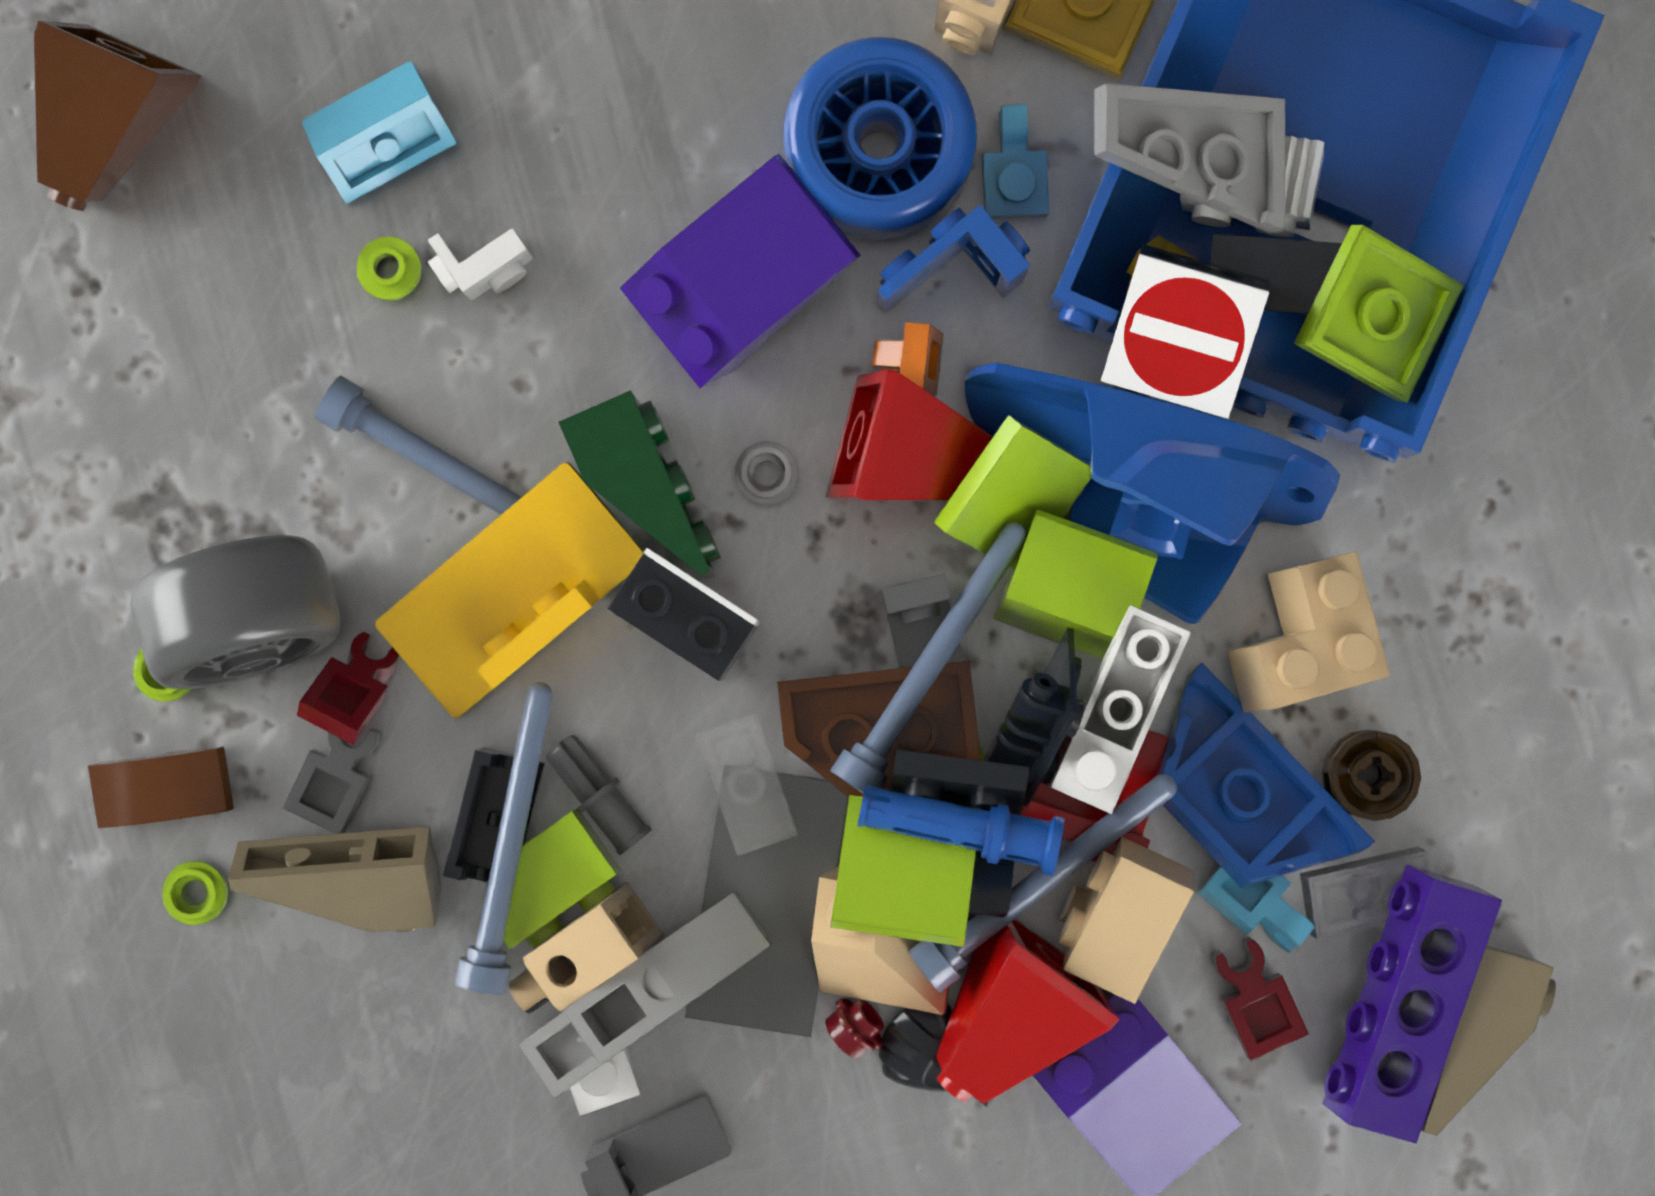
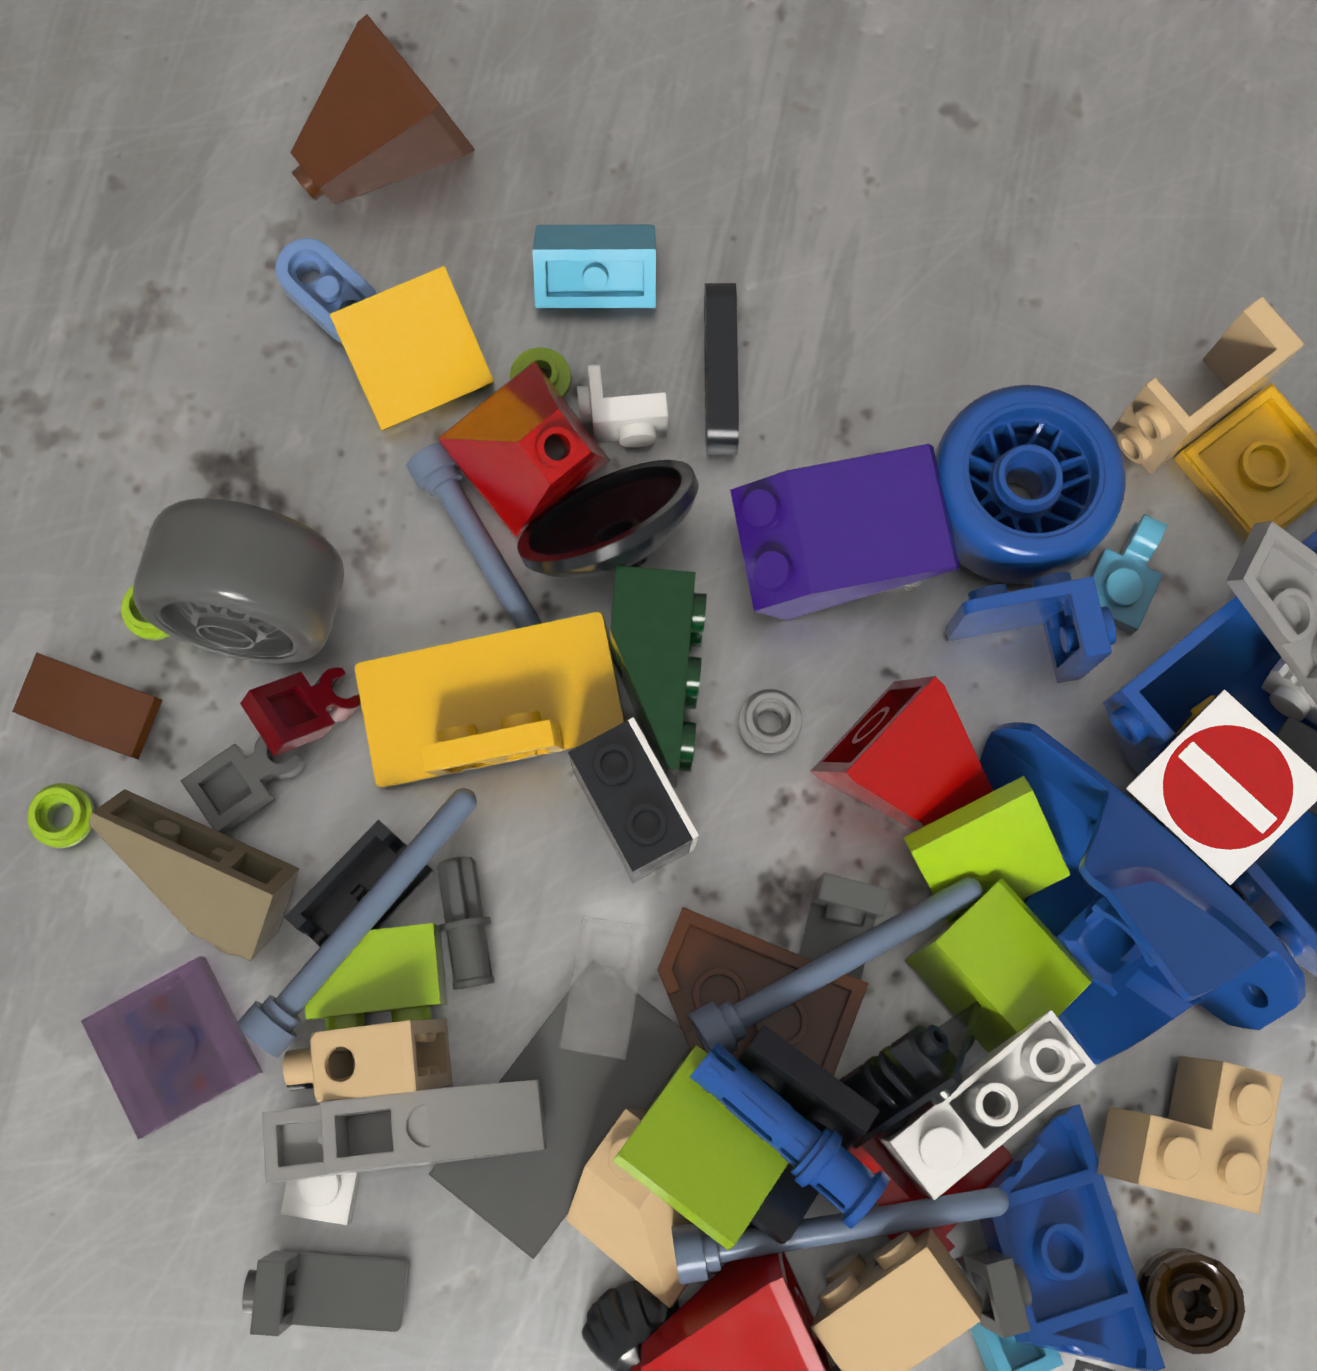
camera: 25 degrees right, 10 degrees down
(152, 291) = (333, 290): none -> medium blue plate
(257, 307) = (412, 347): none -> yellow tile
(407, 1032) = (171, 1047): none -> clear purple tile
(412, 345) = (524, 449): none -> red slope
(527, 375) = (610, 521): none -> black dish
(548, 171) = (721, 369): none -> black beam
(855, 1027) = (580, 1273): dark red plate -> none
(914, 357) = (963, 682): orange tile -> none
(1203, 853) = (1002, 1290): none -> dark grey plate

